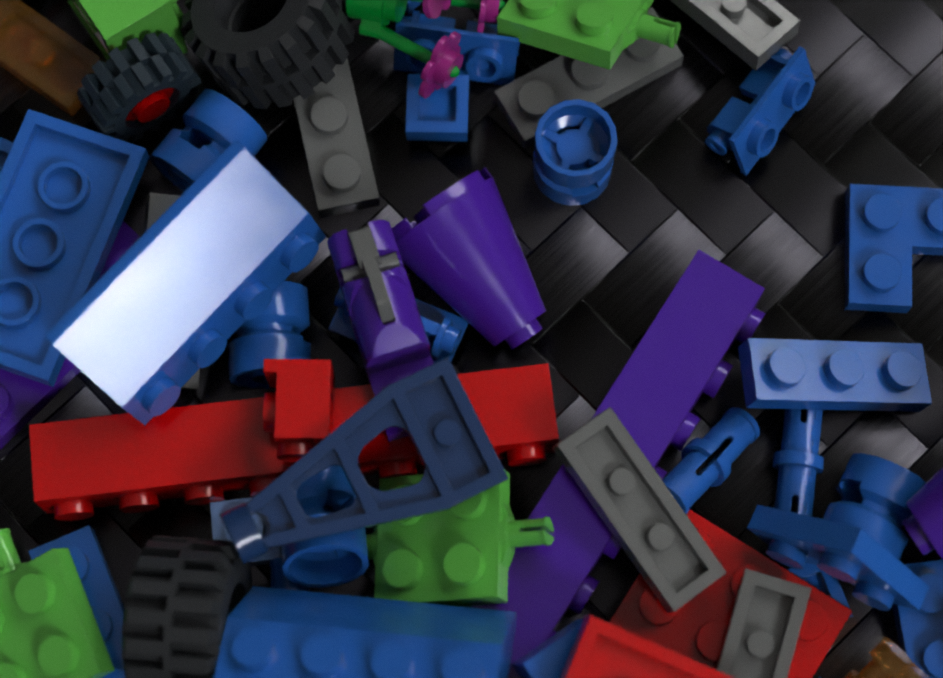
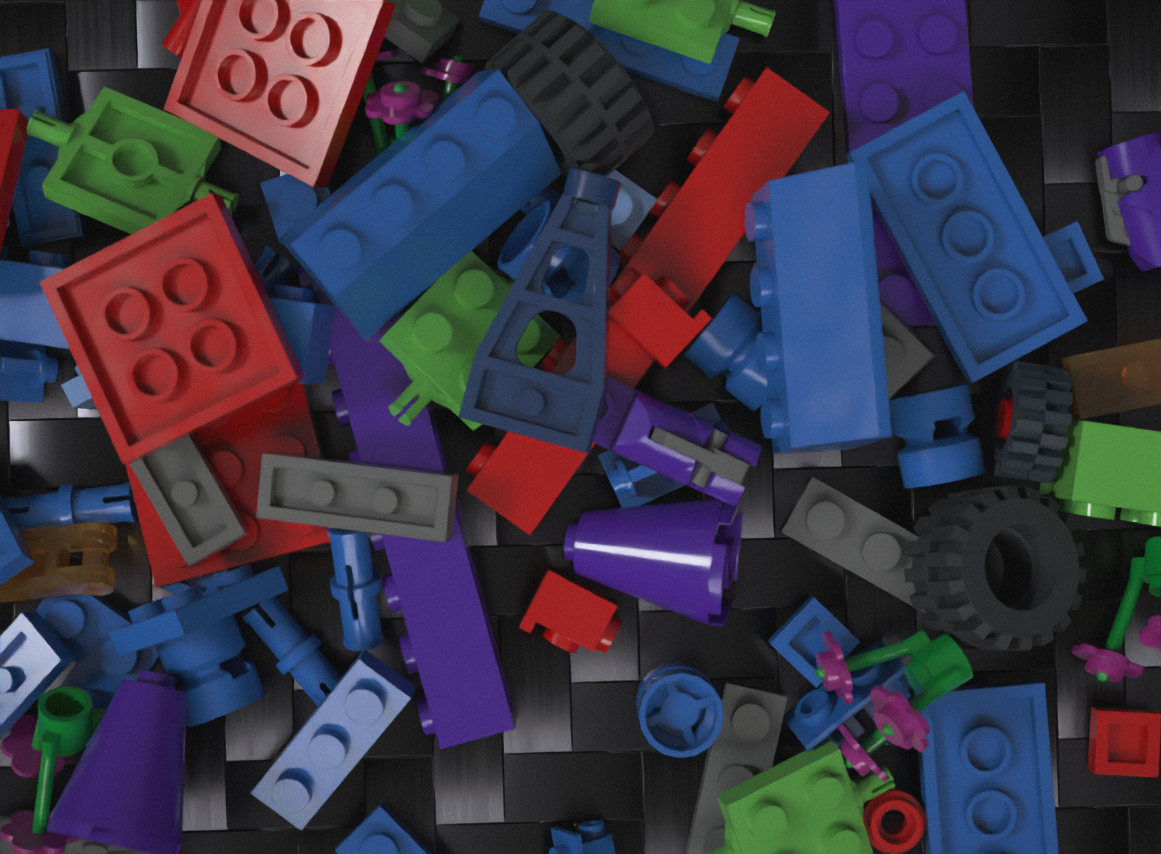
camera: 135 degrees right, 15 degrees up
(578, 291) = (572, 613): none -> red brick

